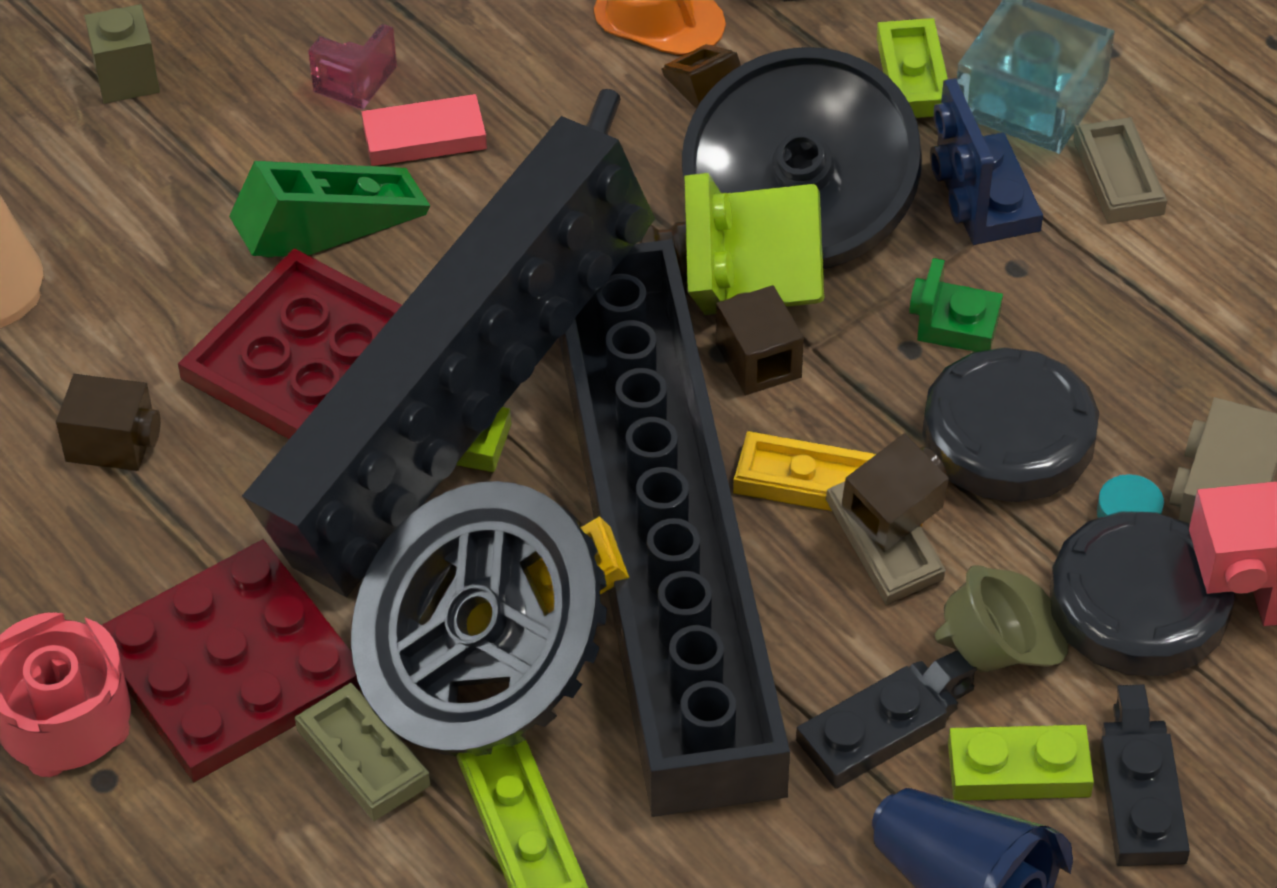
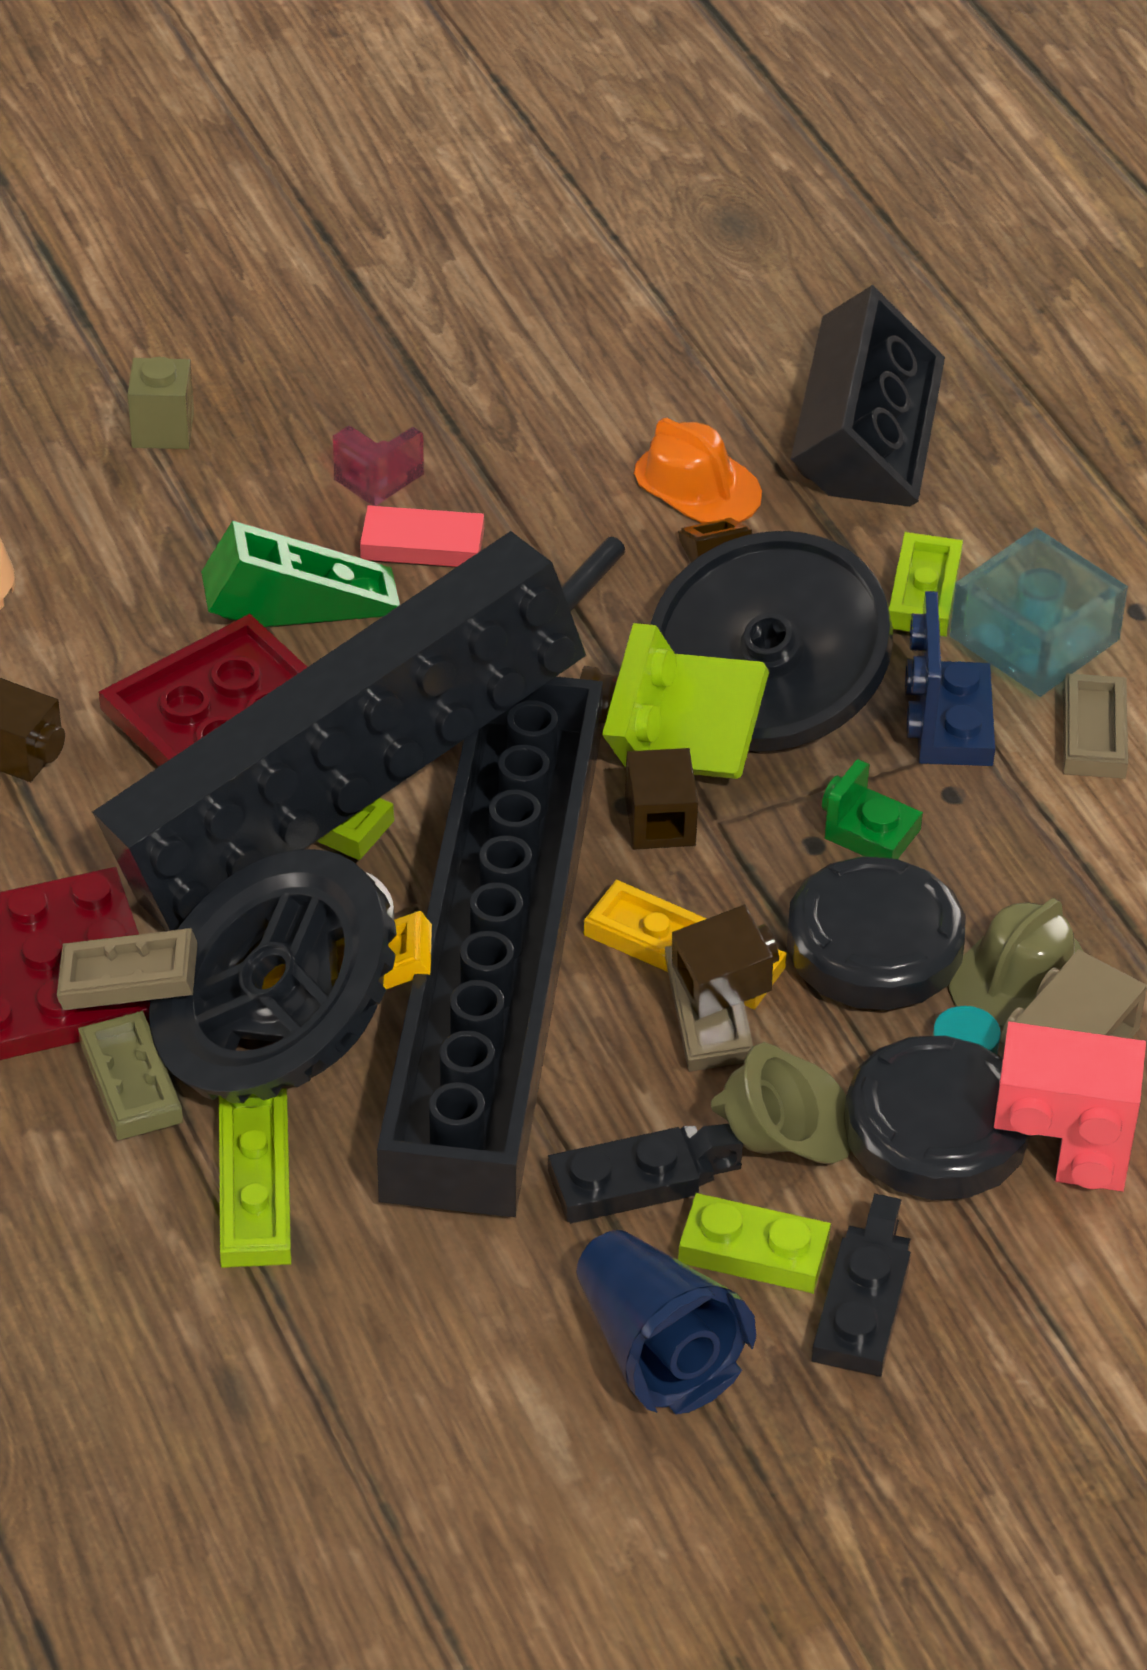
camera: 15 degrees right, 5 degrees down
(326, 646) = (127, 969): none -> dark tan plate
(1147, 421) = (1014, 958): none -> olive piece

